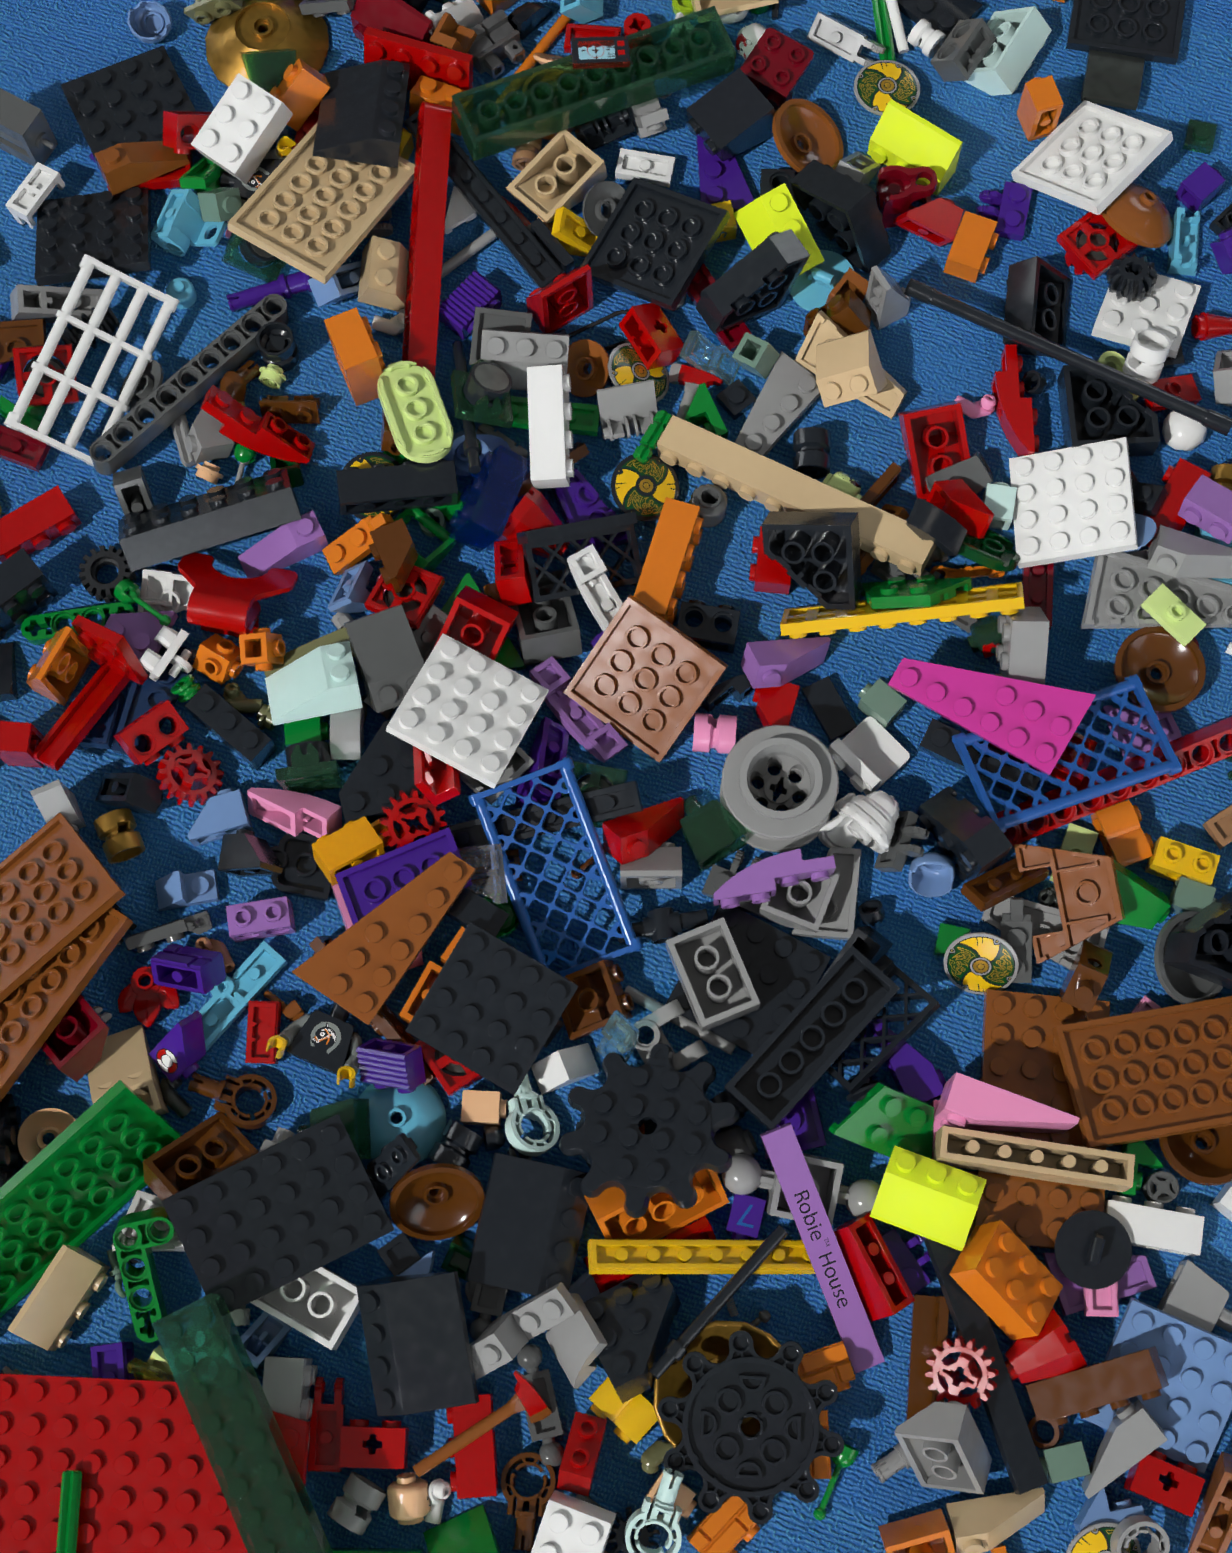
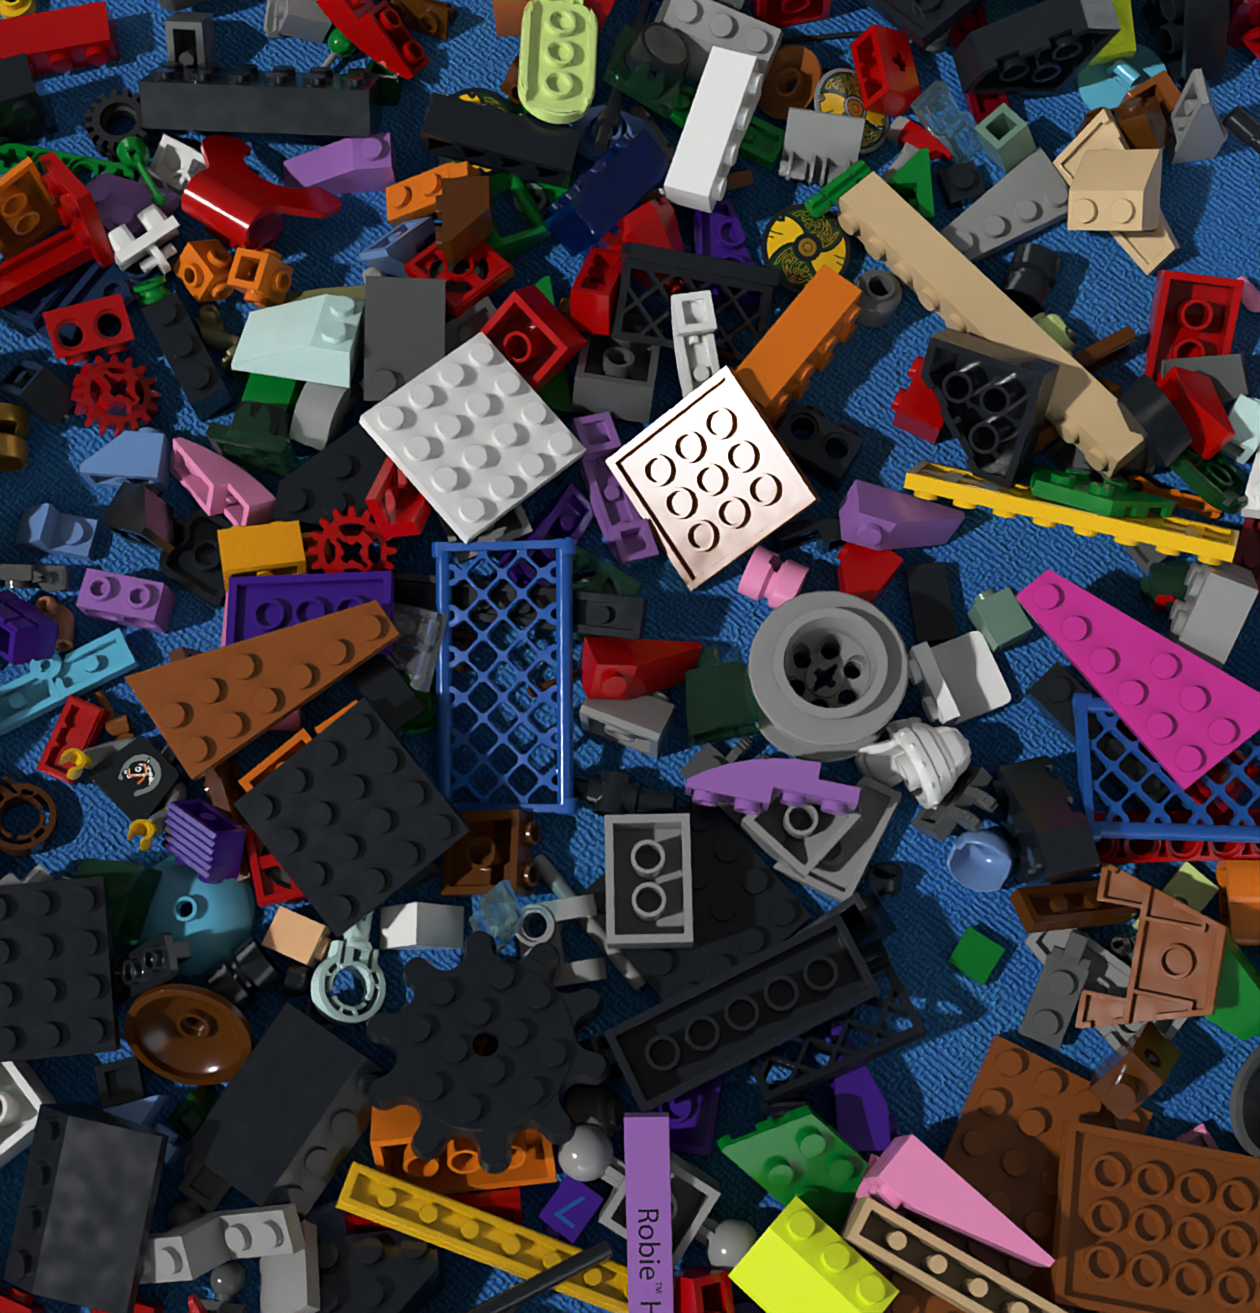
camera: 20 degrees right, 0 degrees up
(209, 472) = (289, 50): light nougat plate -> none
(980, 962) = (1002, 998): shield -> none

